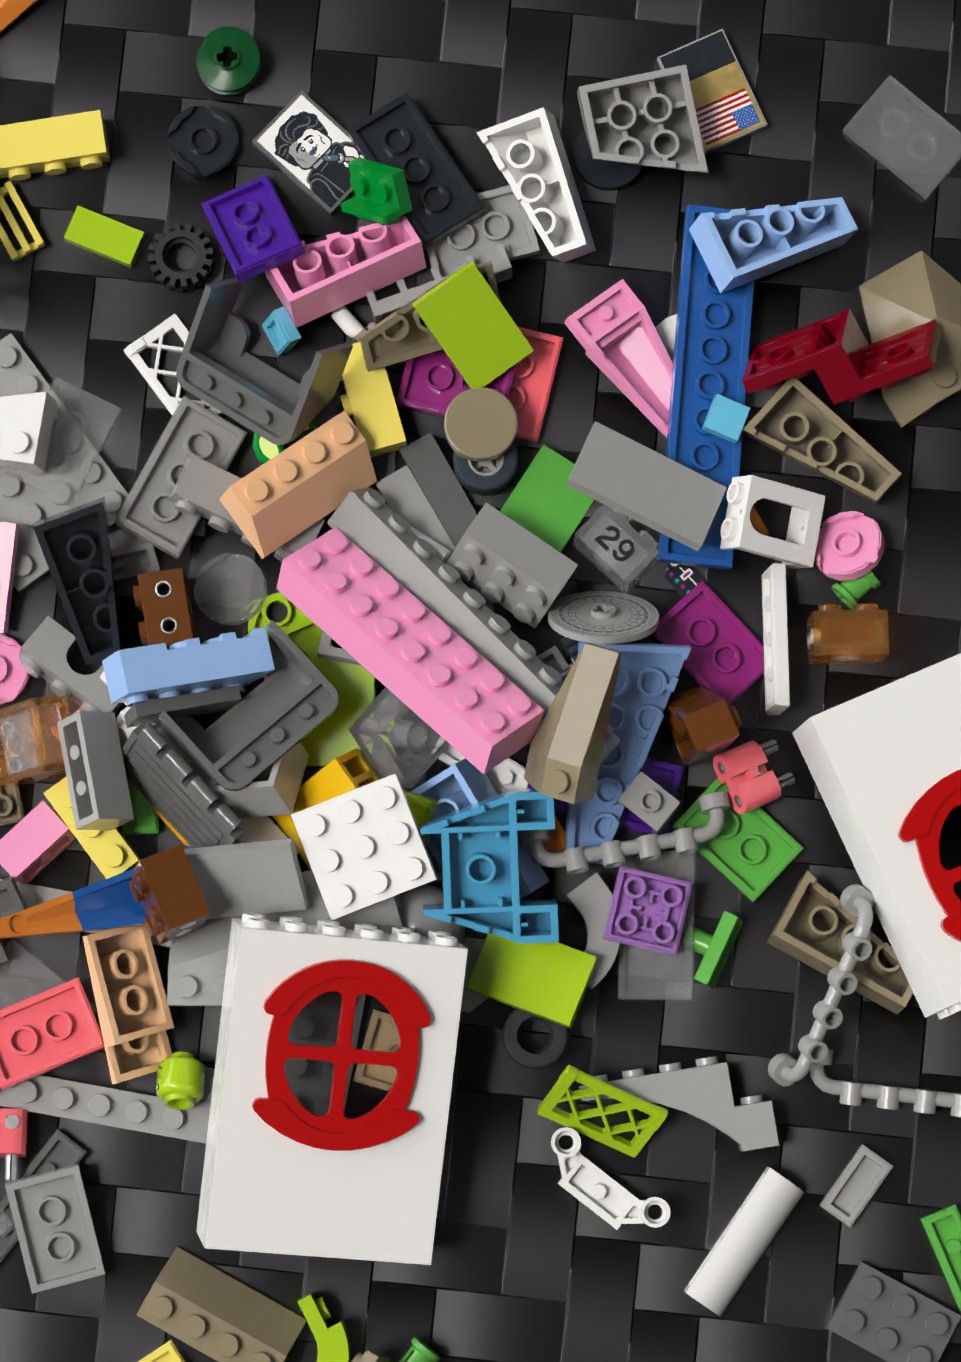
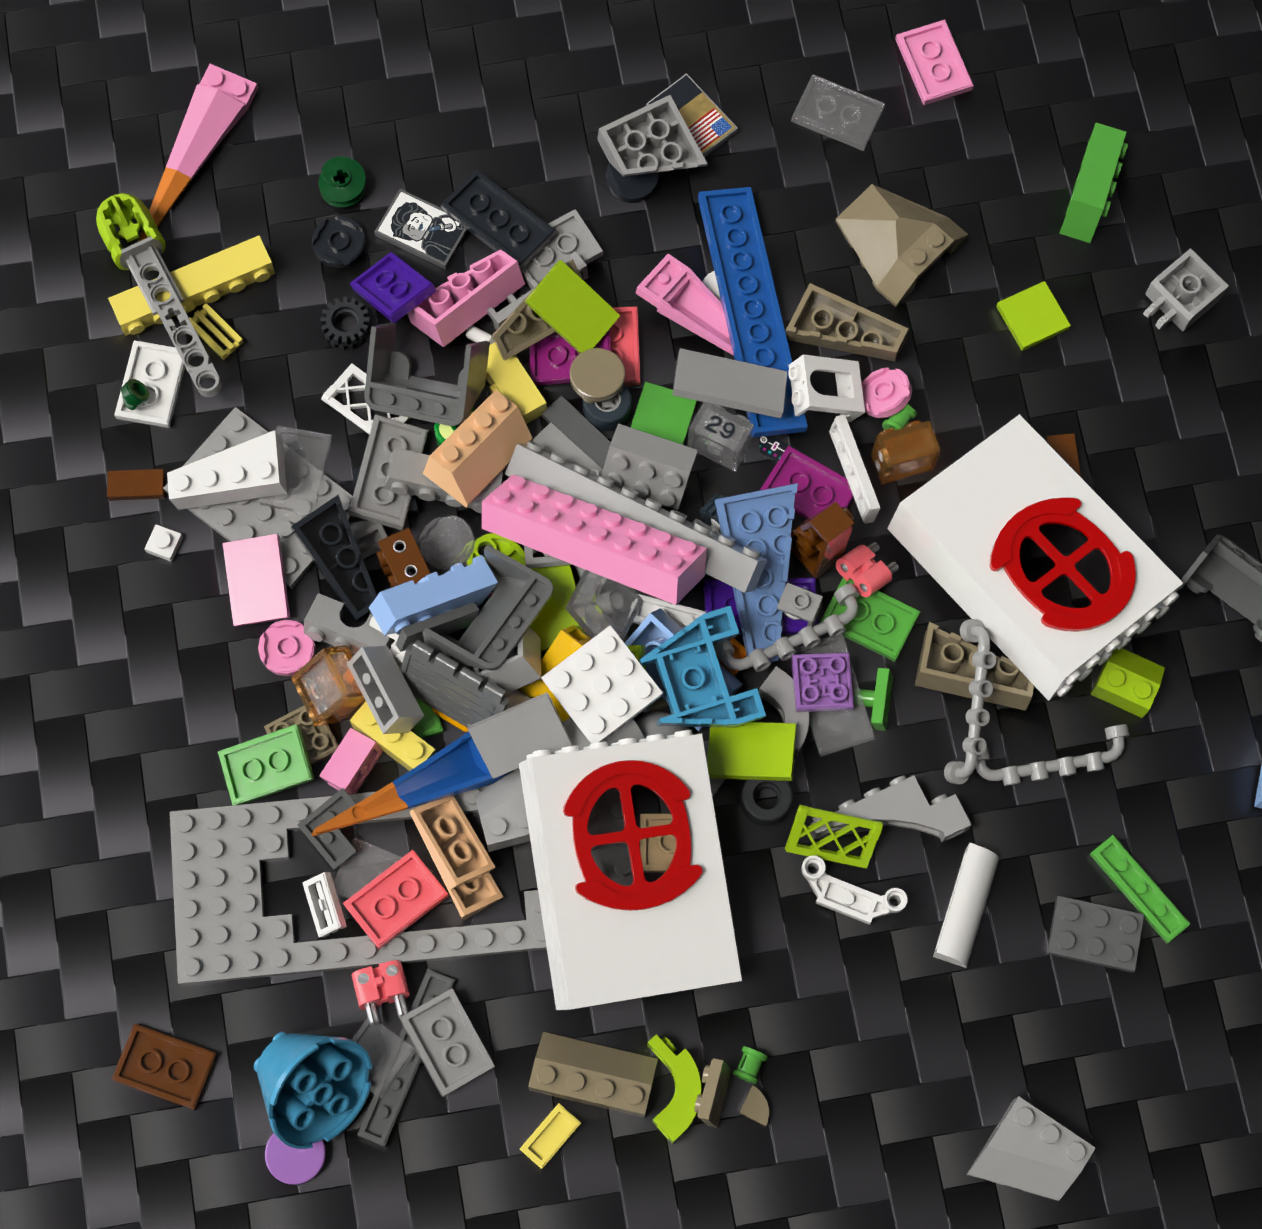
camera: 20 degrees left, 10 degrees down
(104, 236) = (285, 324): lime tile -> none
(169, 894) = (466, 761): reddish brown piece -> none
(180, 1081) = (511, 904): lime head -> none
(281, 331) = (433, 353): medium azure tile -> none
(379, 192) = (476, 237): green bracket -> none
(541, 178) = (584, 196): white wedge -> none
(572, 736) = (732, 562): dark tan wedge -> none
(603, 617) = (726, 484): light grey piece -> none
(726, 418) = (771, 326): medium azure tile -> none
(763, 241) = (760, 200): light blue wedge -> none
(842, 357) = (842, 261): dark red bracket -> none
(856, 1185) = (1035, 842): light grey tile -> none

